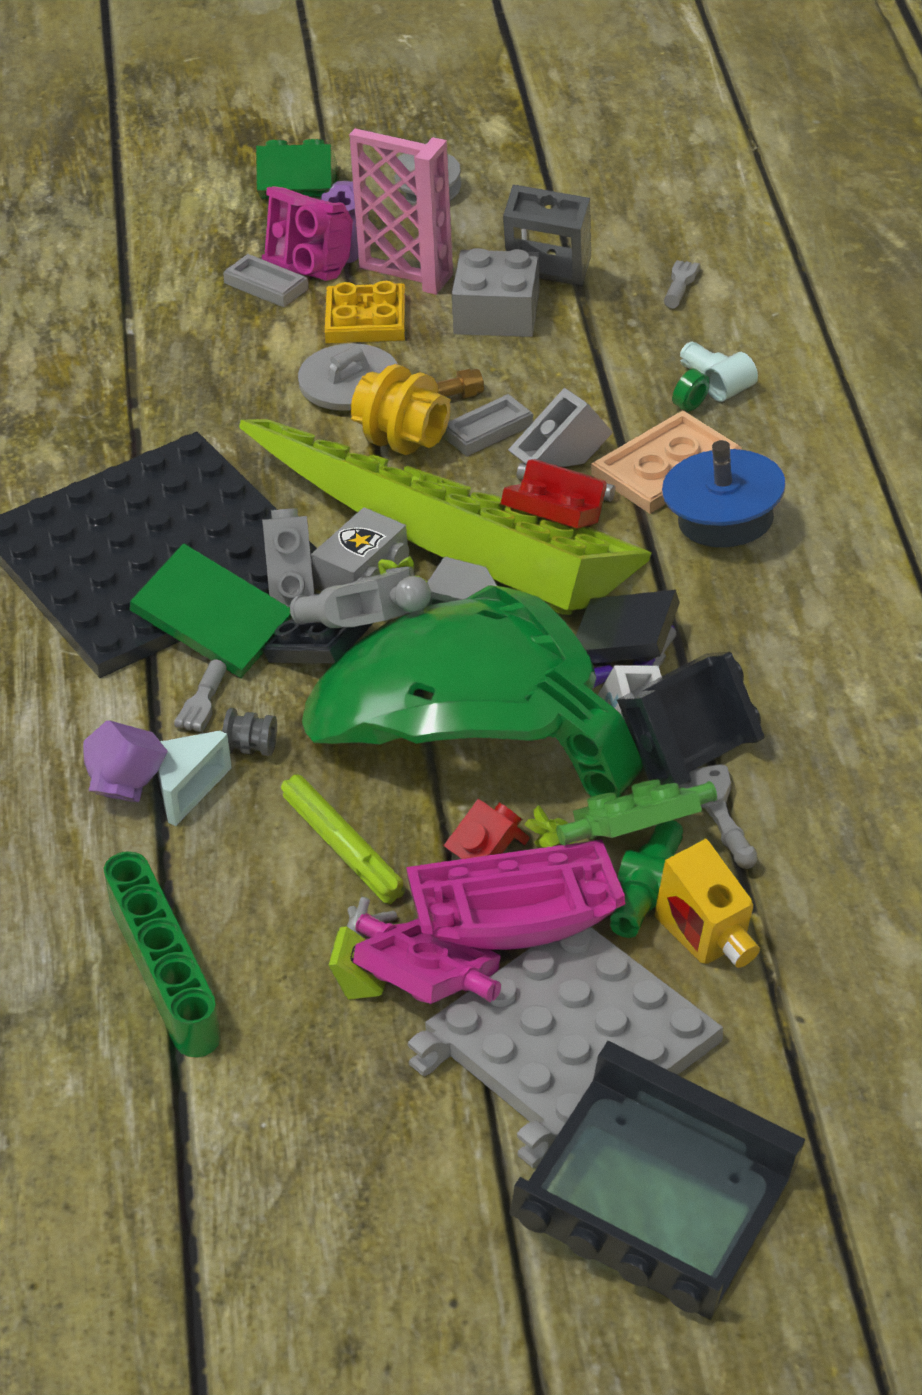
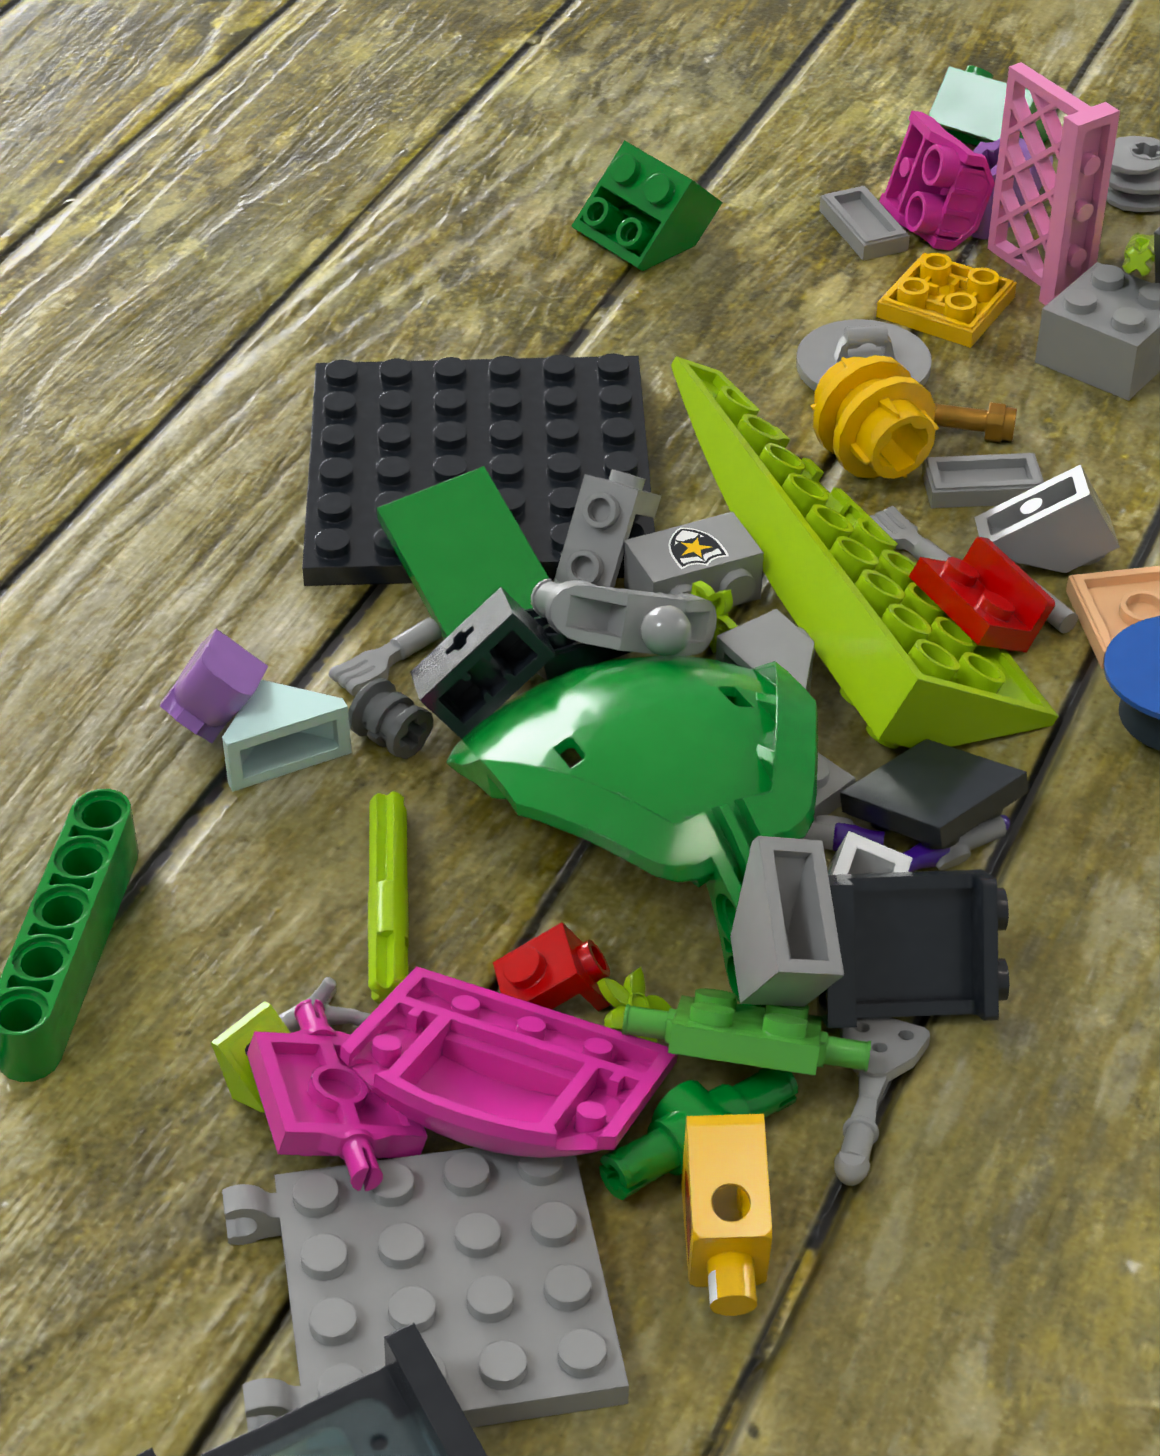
camera: 30 degrees right, 0 degrees up
(113, 326) = (645, 209): none -> green slope
(293, 668) = (482, 663): none -> black brick
(482, 234) = (1139, 254): none -> lime axle
(486, 484) = (906, 535): none -> light grey piece
(630, 733) = (785, 925): none -> light grey slope

